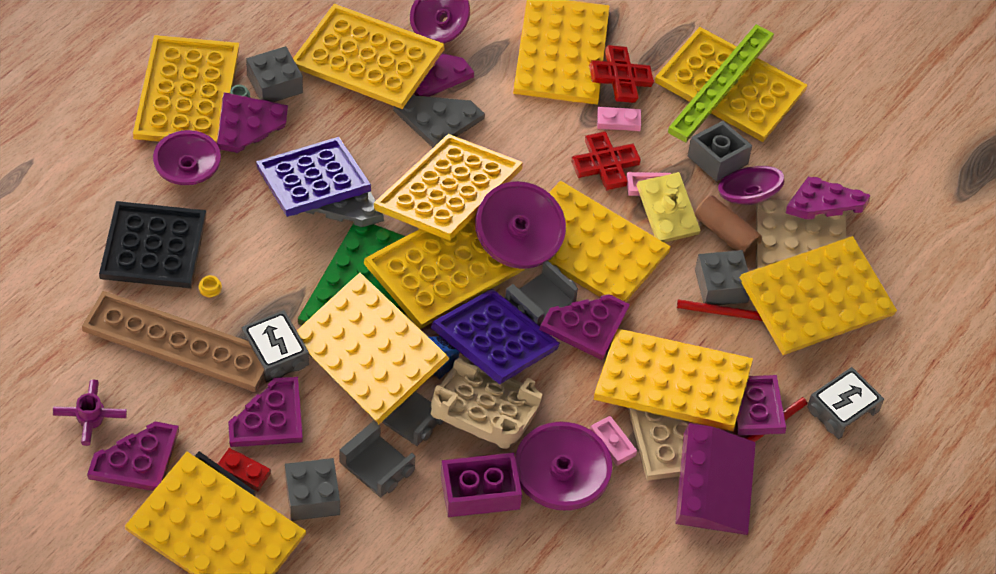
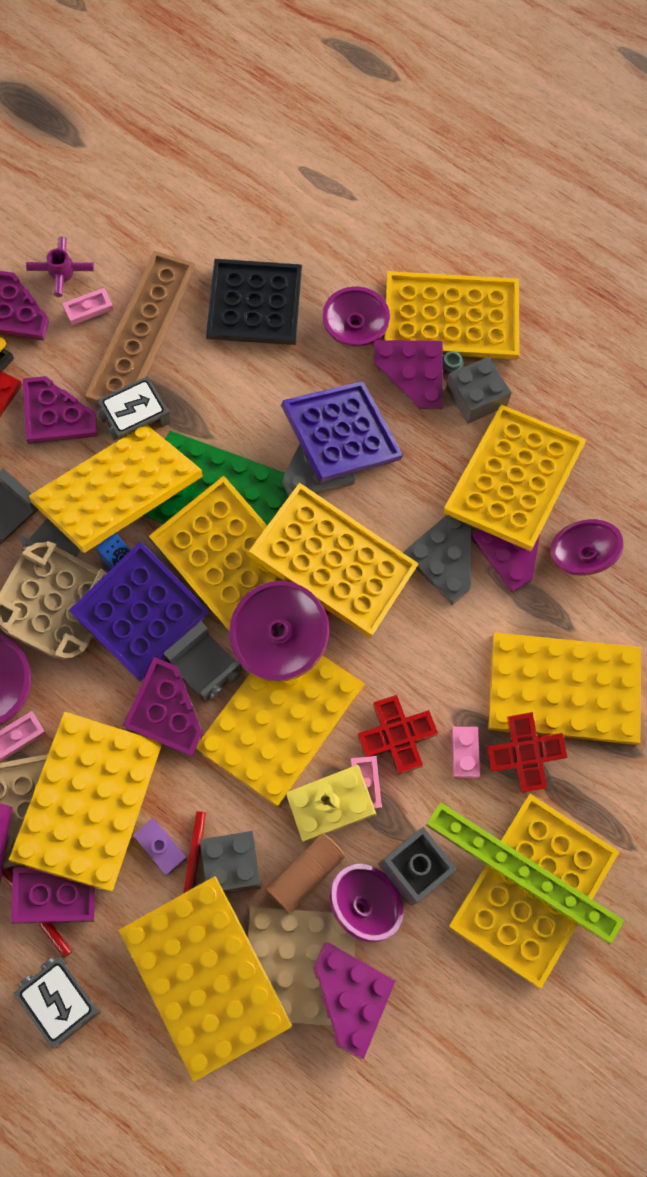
camera: 90 degrees right, 15 degrees up
(143, 388) = (87, 306): none -> bright pink plate
(210, 286) = (207, 353): yellow plate -> none
(709, 332) = (160, 846): none -> medium lavender plate

